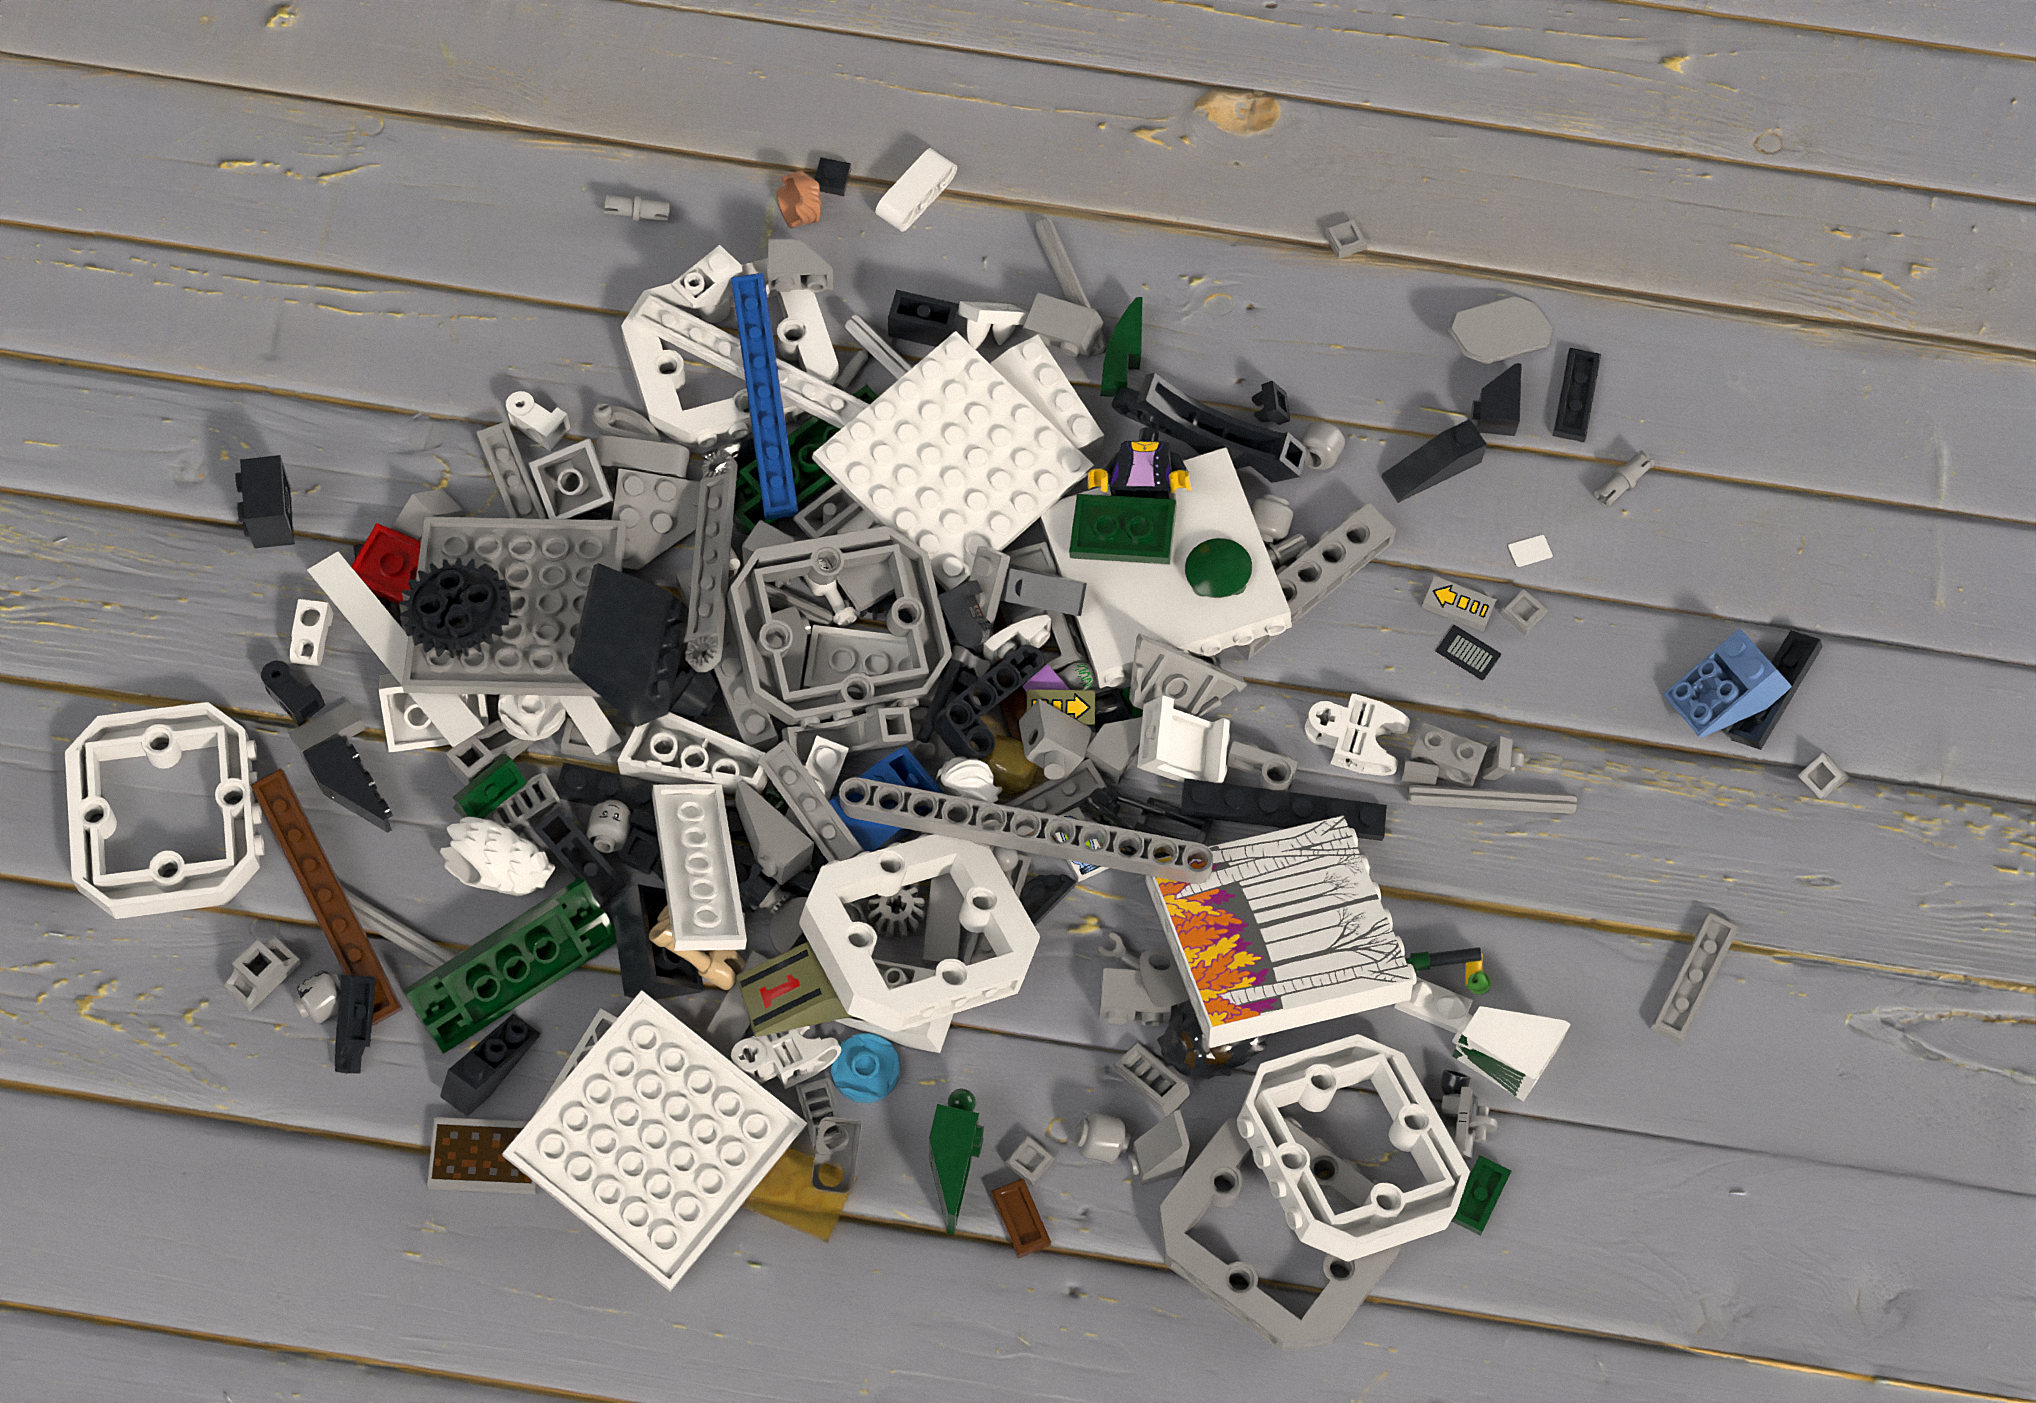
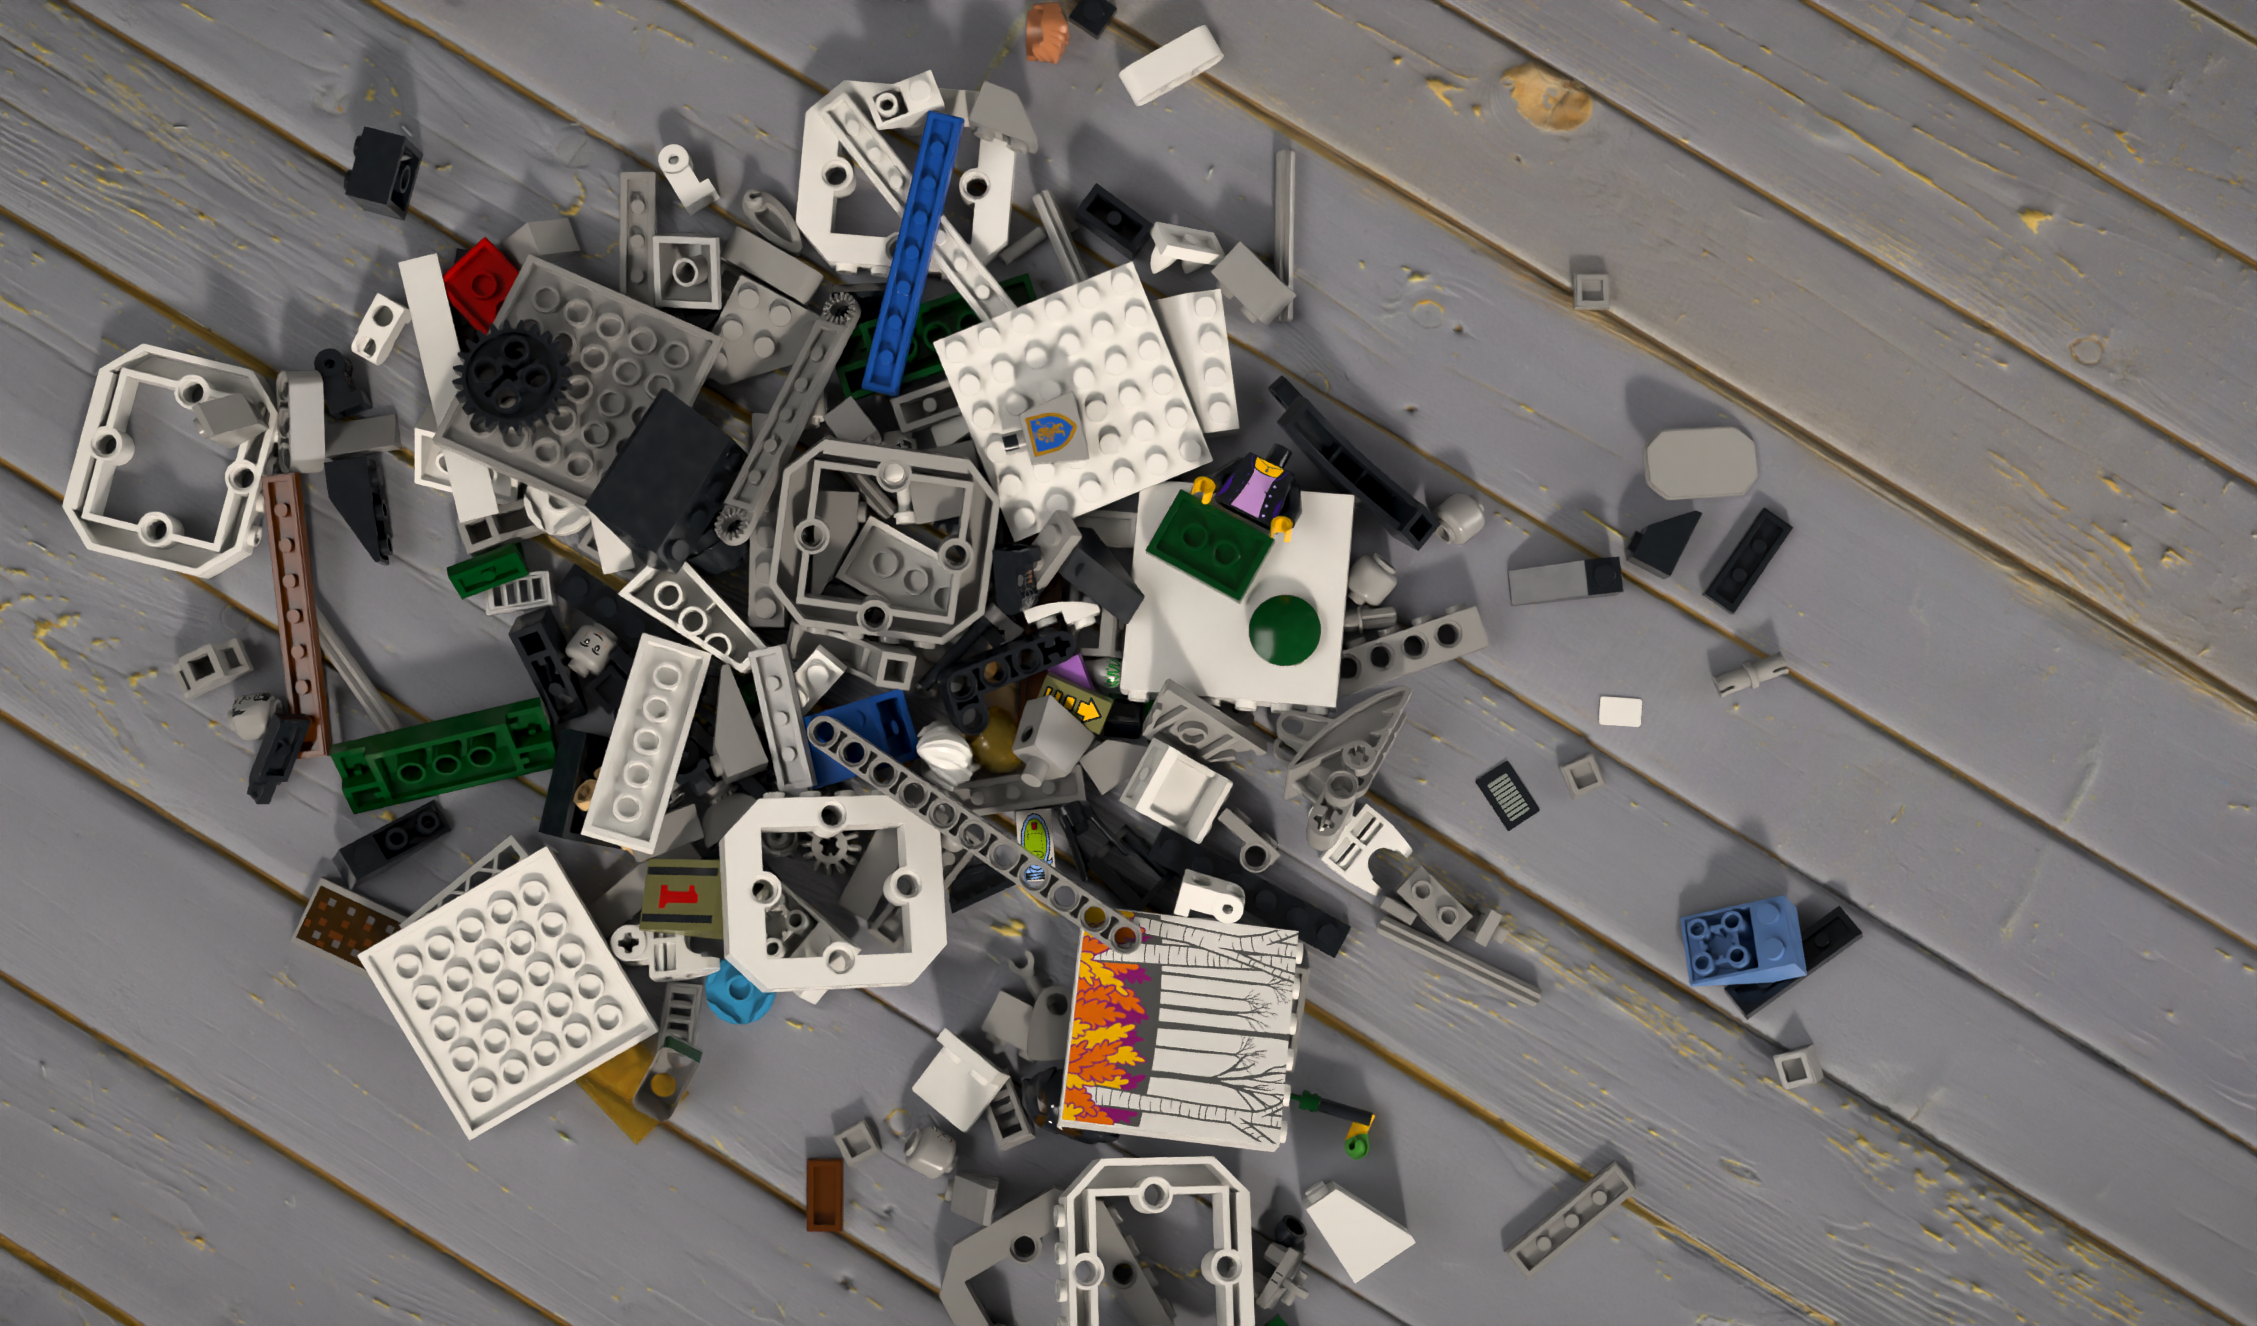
camera: 25 degrees right, 20 degrees up
(208, 740) = (229, 419): none -> light grey slope
(267, 729) = (300, 421): none -> light grey beam
(495, 858) = (469, 646): white head -> none
(757, 946) = (677, 829): none -> light grey tile
(948, 483) = (1050, 433): none -> torso
(952, 1145) = (779, 1114): dark green slope -> none
(1101, 1060) = (960, 1081): none -> white bracket
(1123, 350) = (1304, 333): dark green slope -> none
(1249, 815) = (1210, 896): none -> white leg
(1275, 404) = (1432, 453): black tile -> none
(1309, 656) = (1334, 754): none -> light grey piece
(1436, 1005) = (1309, 1146): white tile -> none
(1459, 603) = (1521, 742): light grey tile -> none

